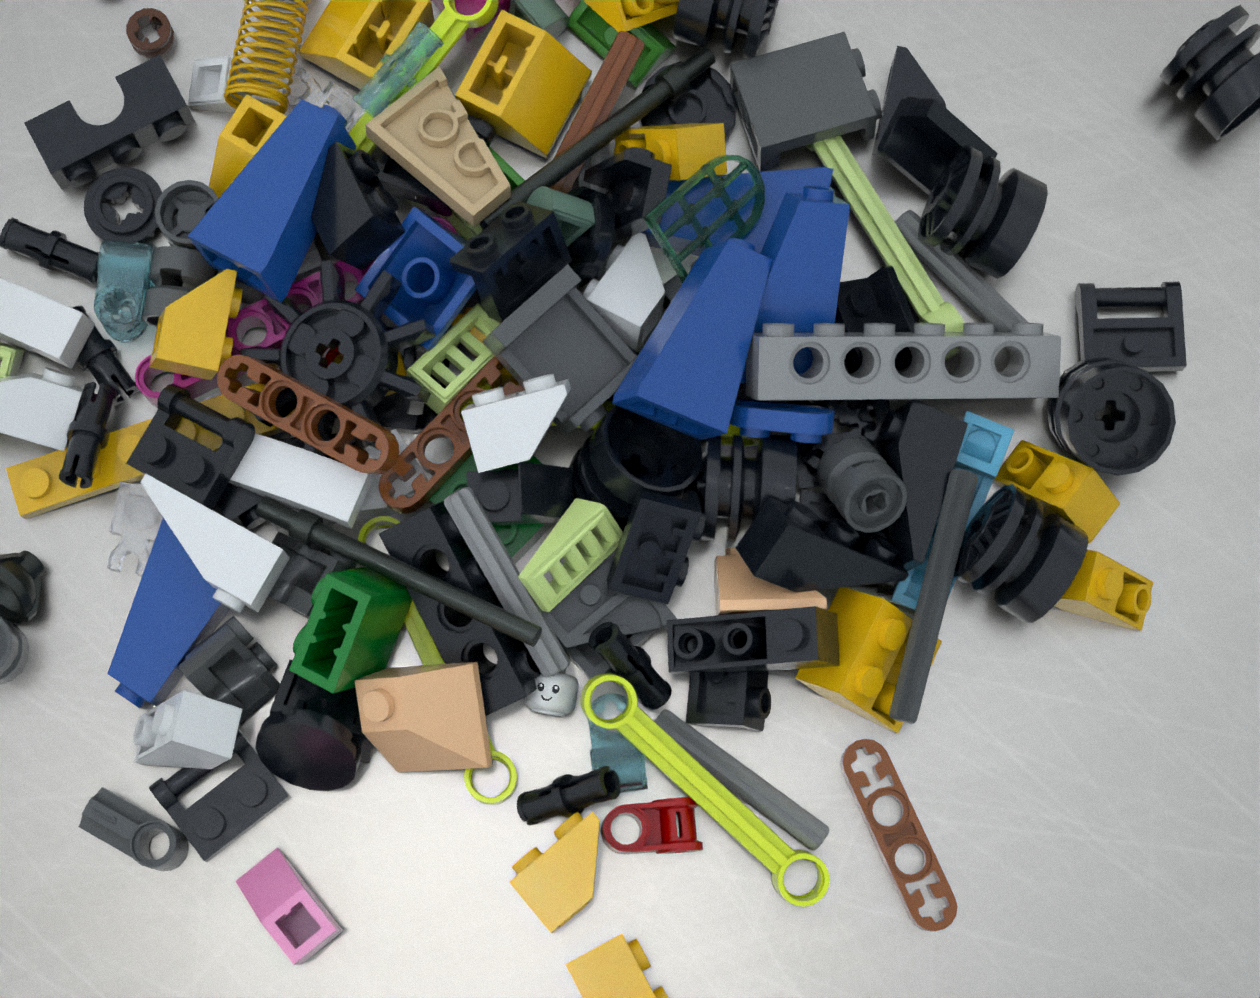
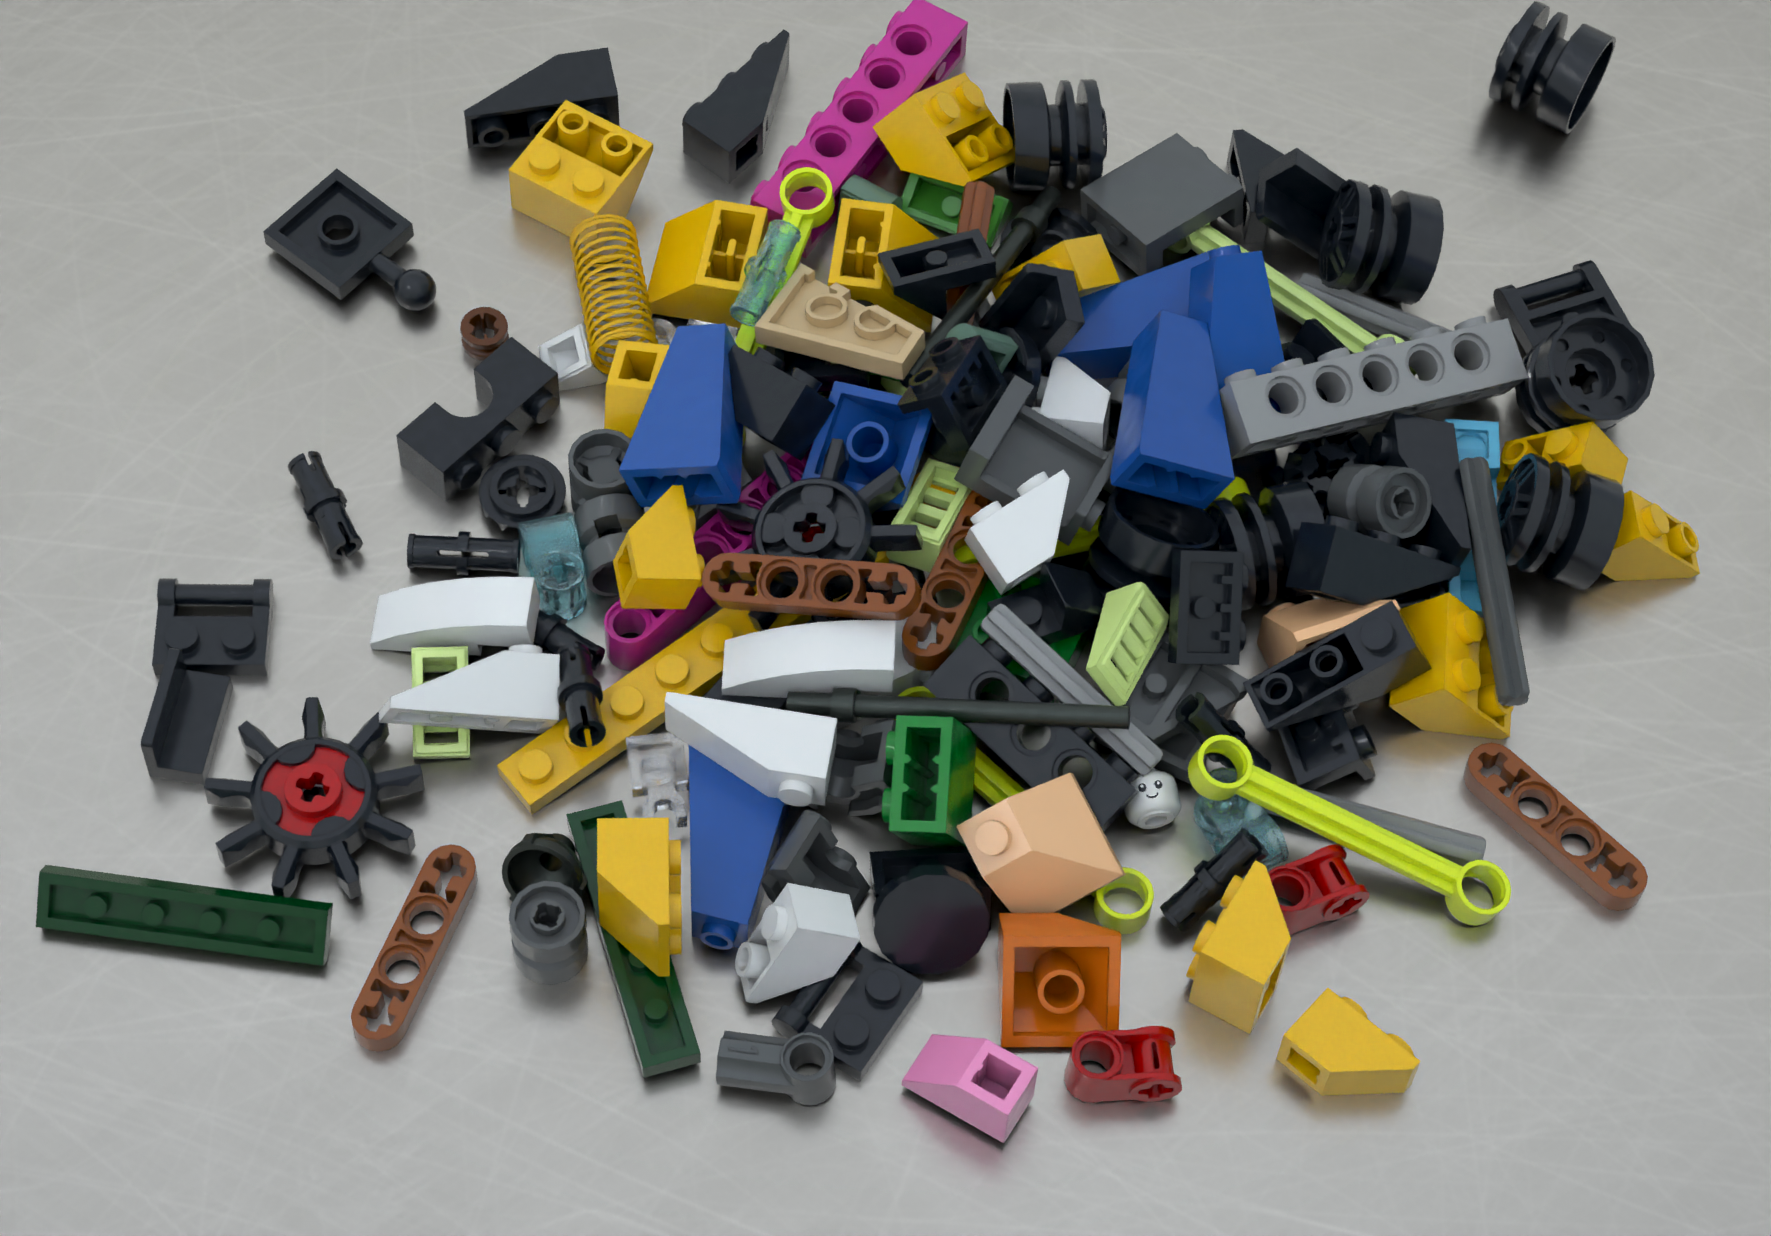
camera: 20 degrees left, 20 degrees down
(59, 650) = (640, 888): none -> yellow slope
(60, 670) = (650, 1003): none -> dark green plate
(184, 462) = (701, 676): black plate -> none
(397, 836) = (1056, 979): none -> orange slope
(431, 935) = (1135, 1062): none -> red piece
(551, 113) = (930, 268): none -> black slope
(717, 191) = (1092, 333): window -> none
(761, 417) = (1298, 460): blue plate -> none

